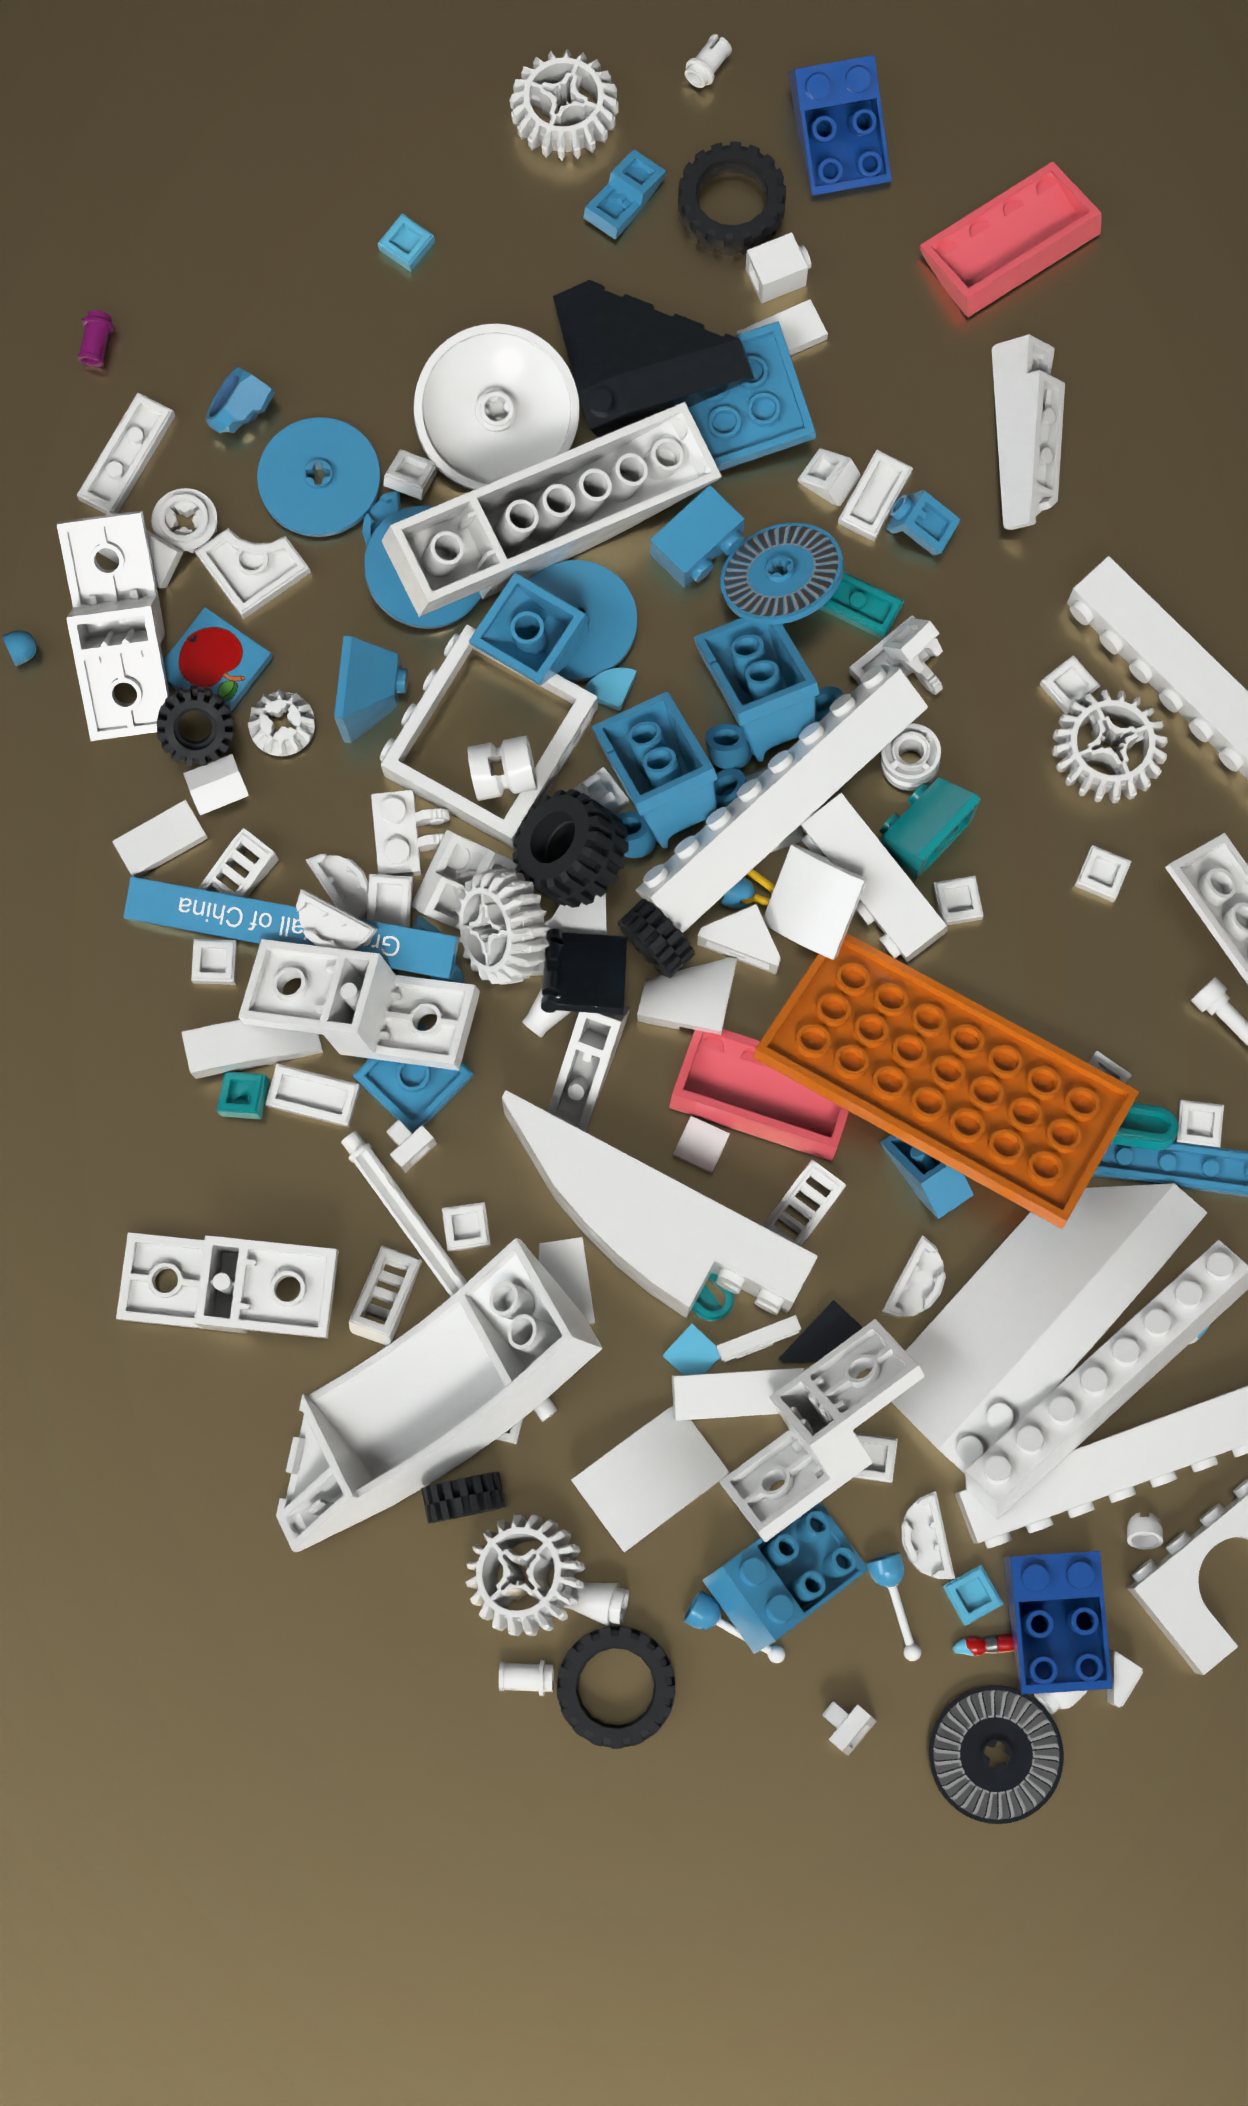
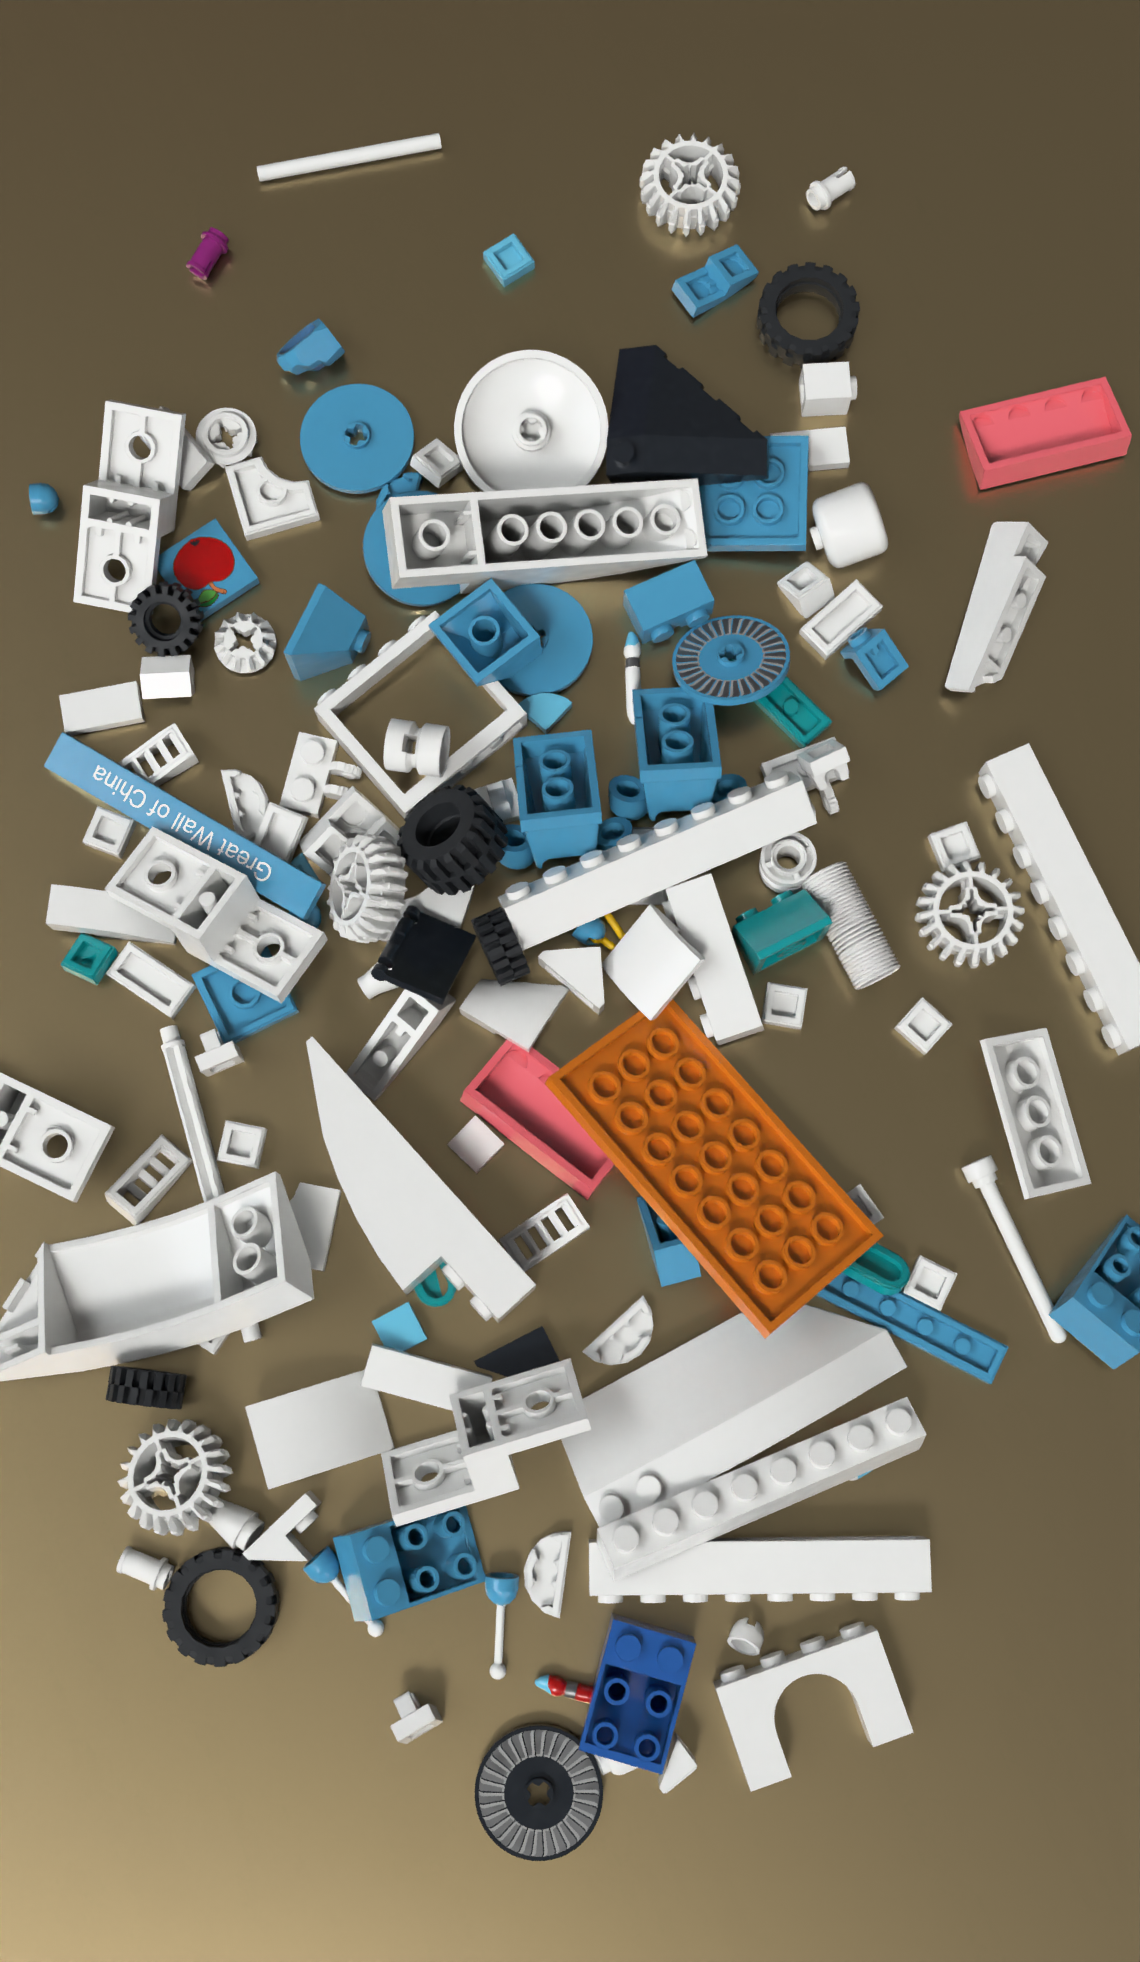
camera: 15 degrees right, 0 degrees up
(126, 454) = (198, 363): white tile -> none
(203, 190) = (349, 157): none -> white piece
(330, 925) = (216, 835): white tile -> none
(648, 1603) = (278, 1542): none -> white slope
(678, 600) = (632, 670): none -> white piece
(758, 1339) = (460, 1338): white tile -> none
(840, 124) = (927, 282): blue slope -> none
(851, 398) = (848, 525): none -> white head
(882, 1453) = (532, 1480): white tile -> none
(972, 1595) = (570, 1638): medium azure tile -> none
(1024, 819) = (866, 951): none -> white piece

